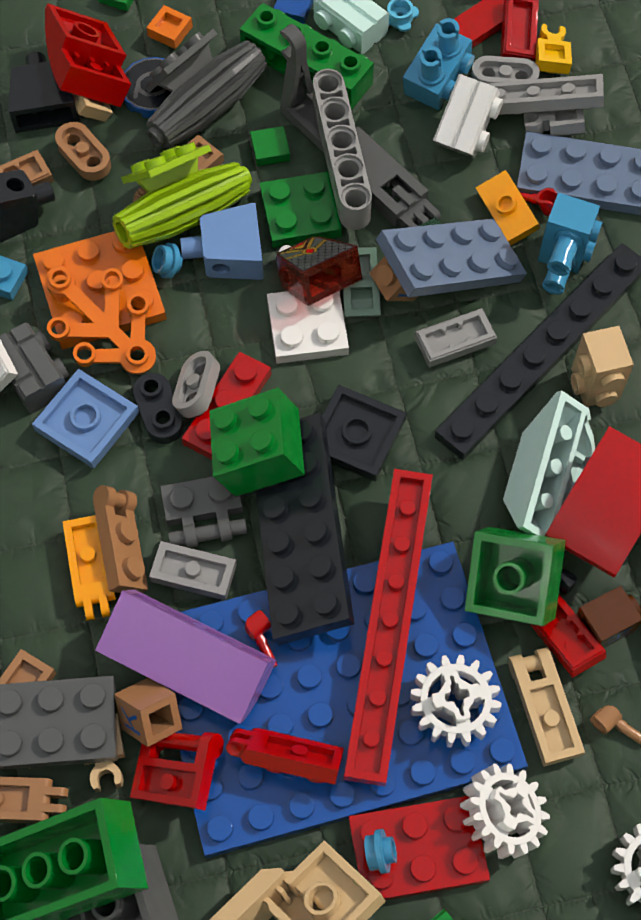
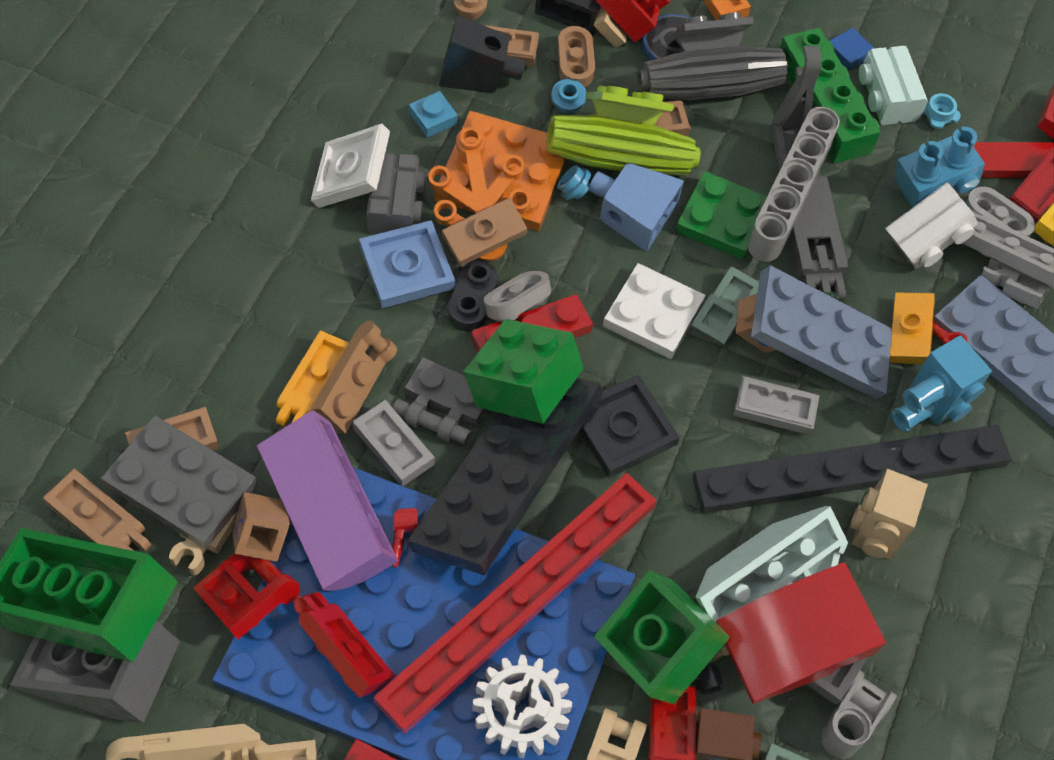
camera: 30 degrees right, 5 degrees down
(107, 196) = (565, 103): none -> dark azure plate
(131, 349) = (484, 232): none -> medium nougat plate
(270, 146) = (738, 148): green tile -> none
(318, 268) = (689, 264): clear red torso -> none

